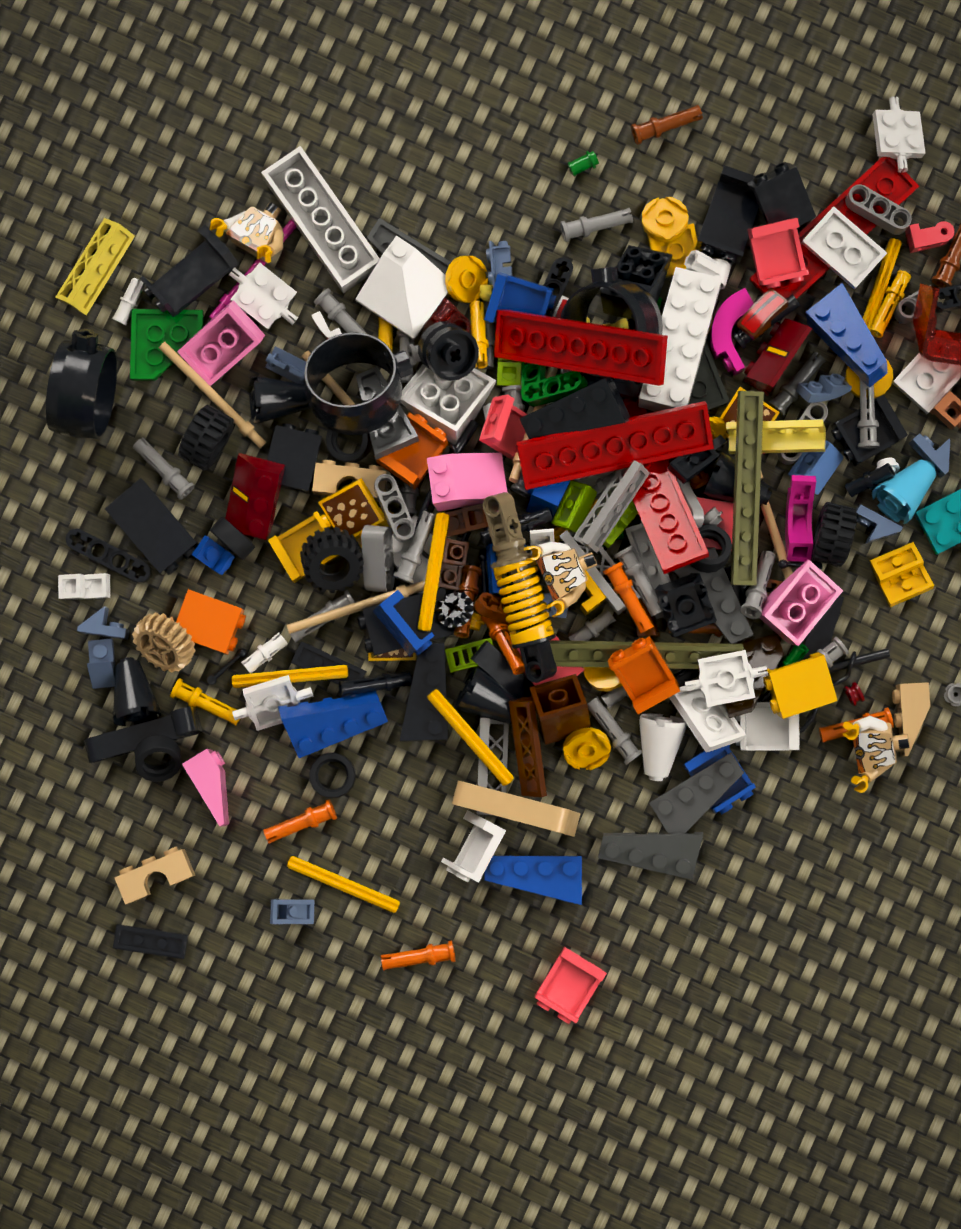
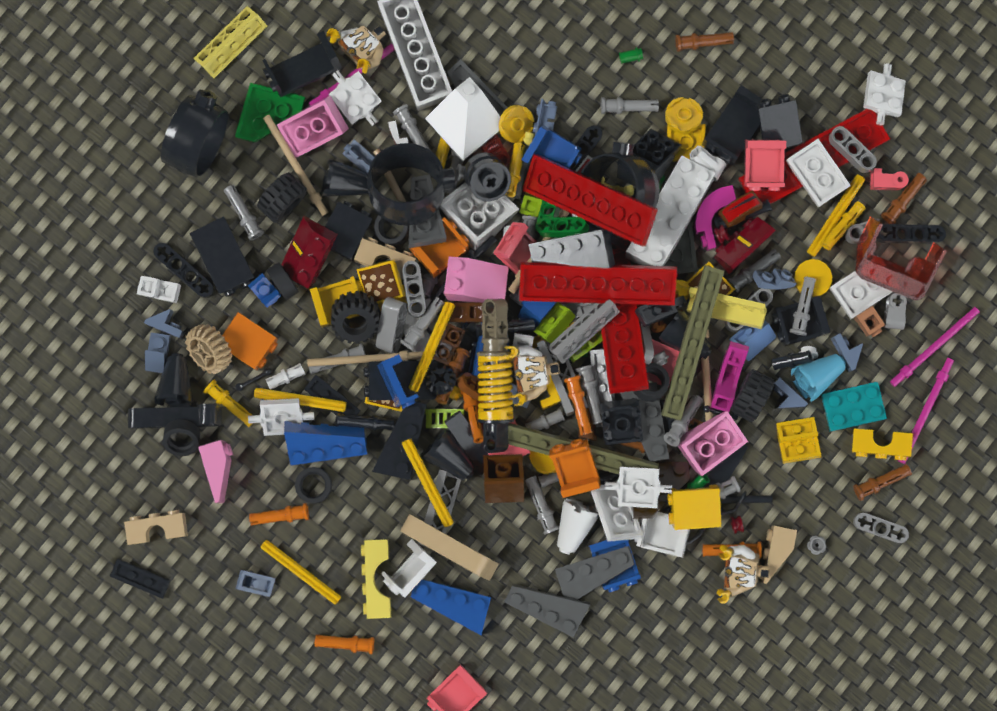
camera: 15 degrees right, 0 degrees up
(128, 301) = (249, 76): white axle -> none
(446, 899) = (376, 604): none -> light yellow arch
(527, 747) = (470, 501): reddish brown fence -> none
(586, 748) = (516, 514): yellow tile -> none
(748, 349) = (722, 234): none -> dark red bush
(846, 333) = (802, 239): wedge -> none

